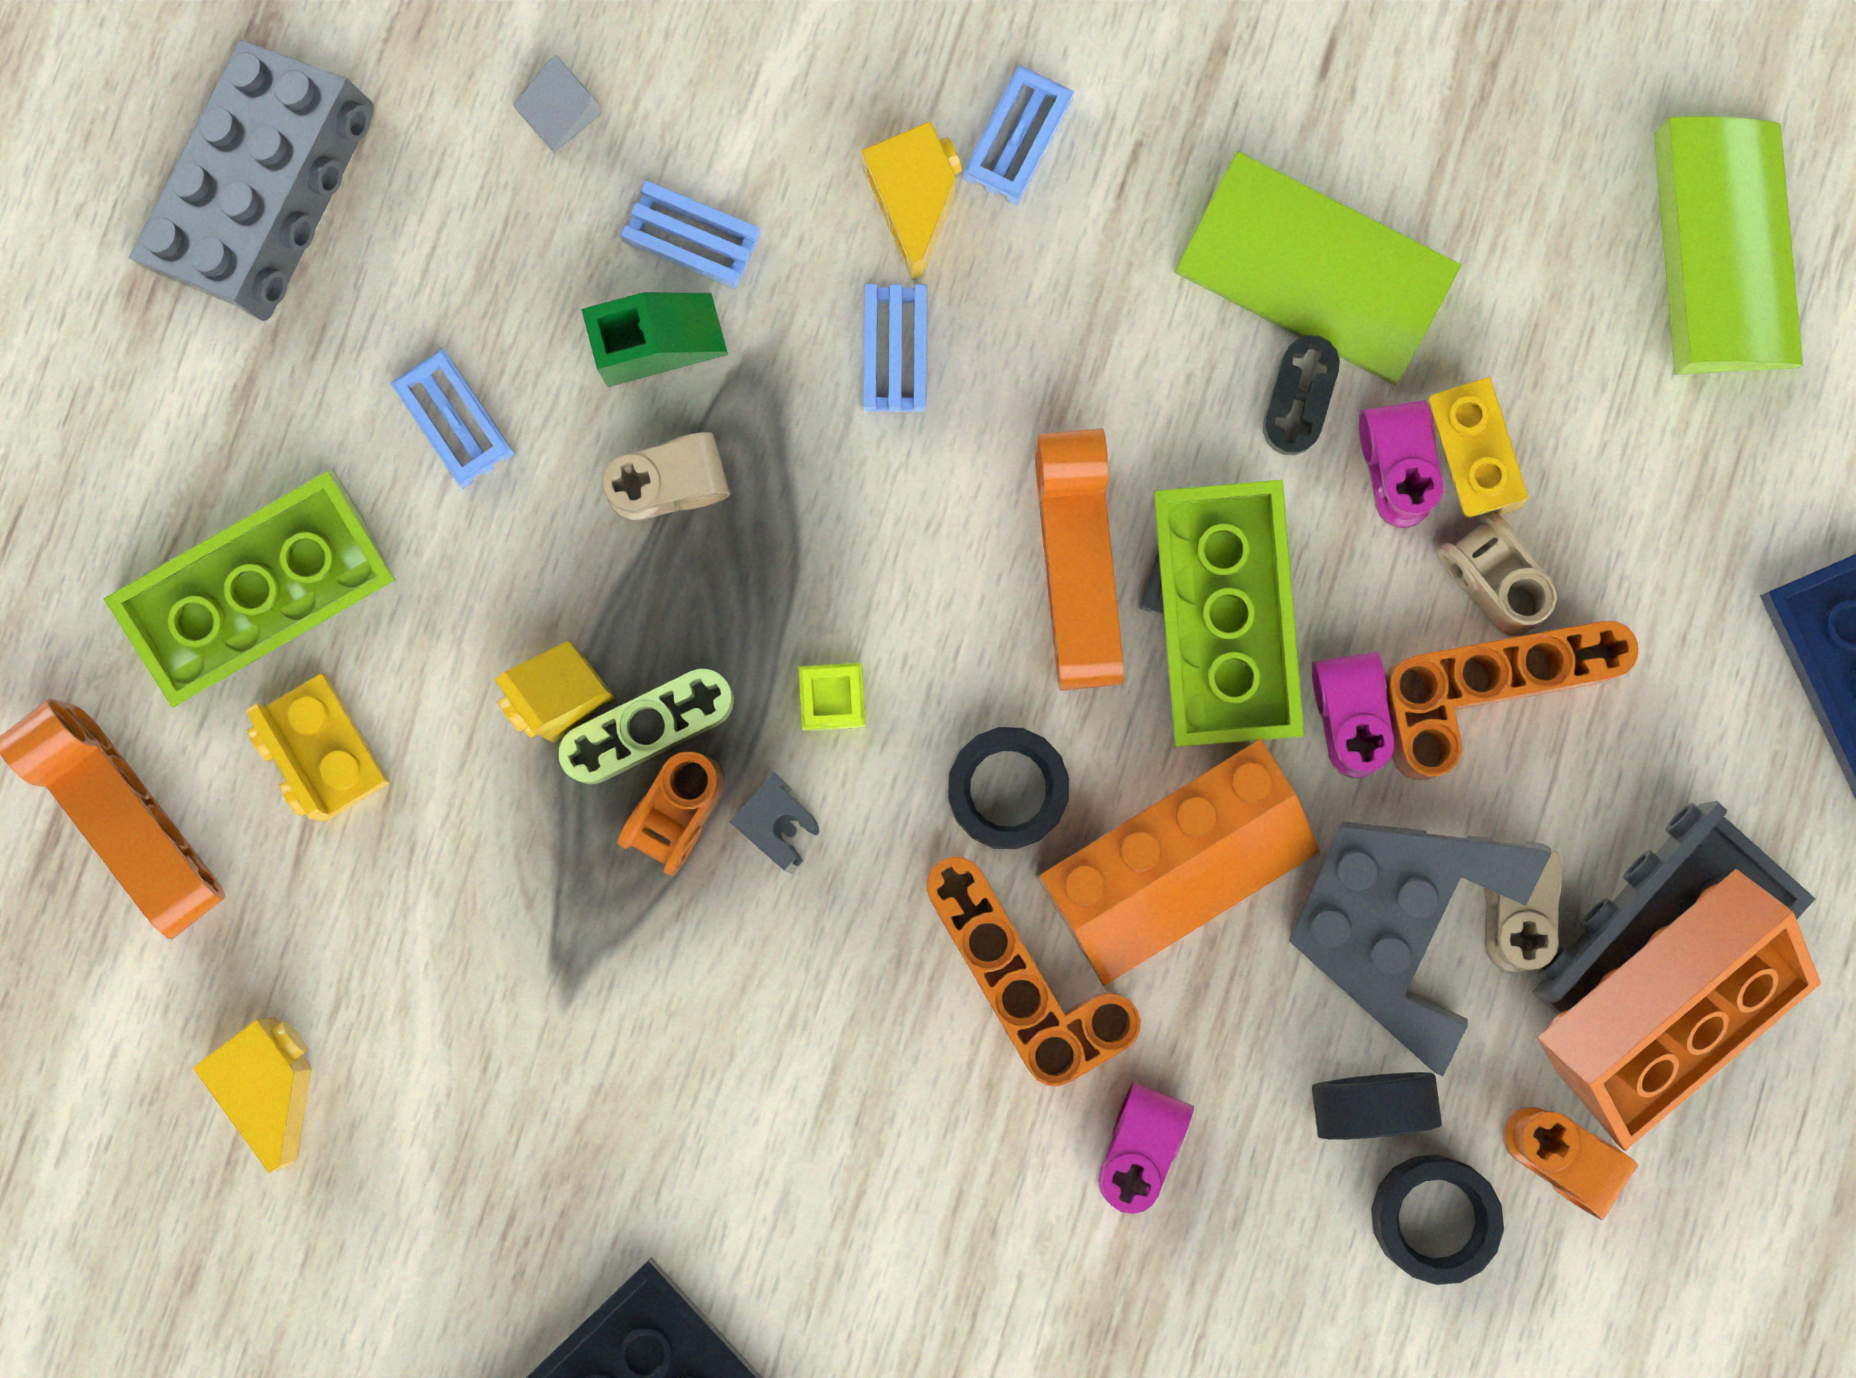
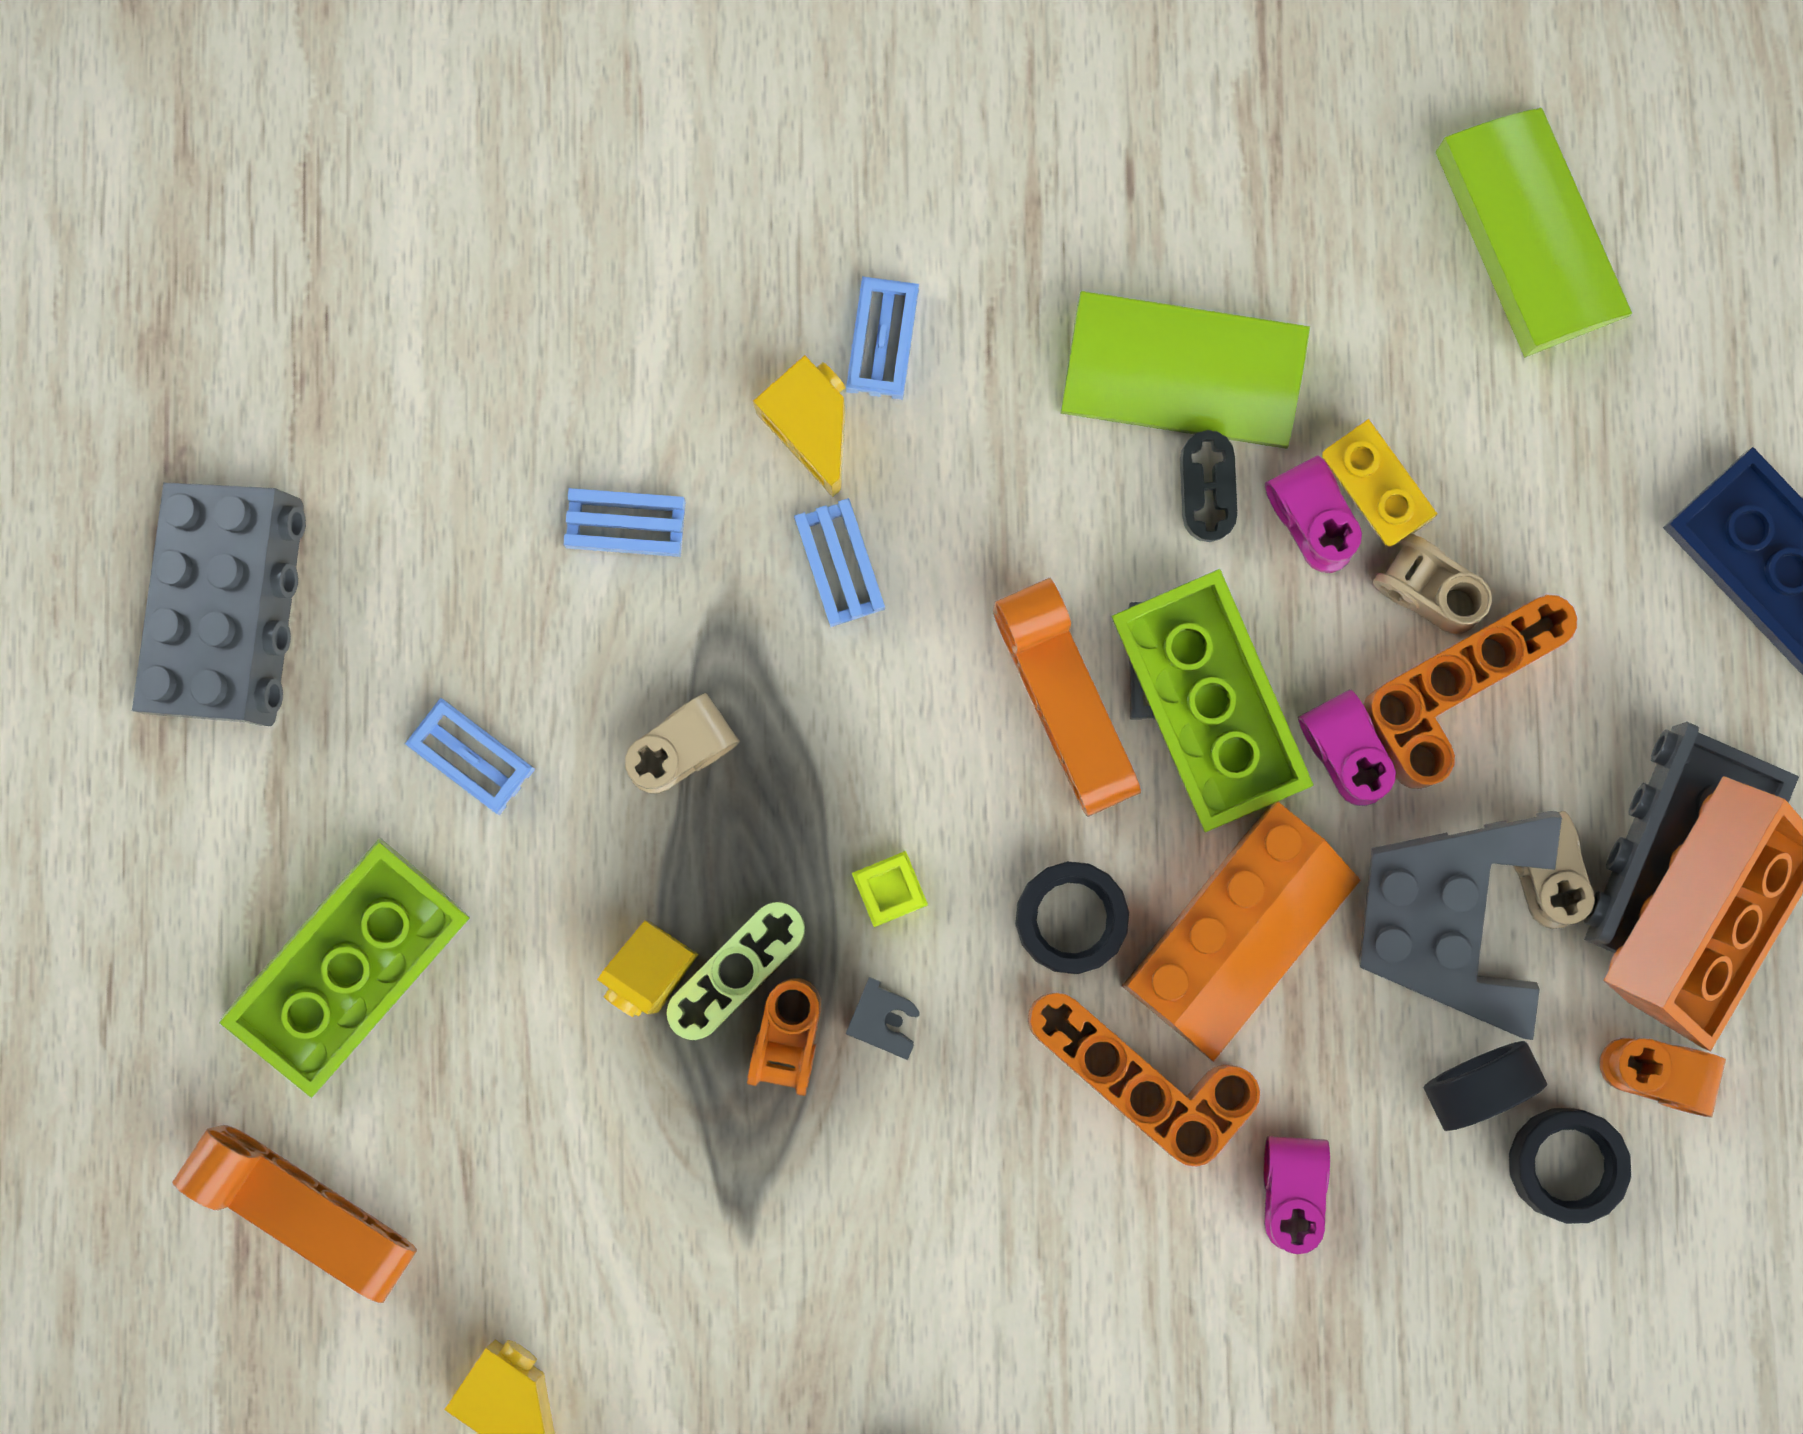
camera: 20 degrees left, 0 degrees up
(316, 750) = (452, 1091): yellow bracket -> none
(557, 104) = (466, 447): light grey slope -> none
(652, 334) = (625, 623): green slope -> none

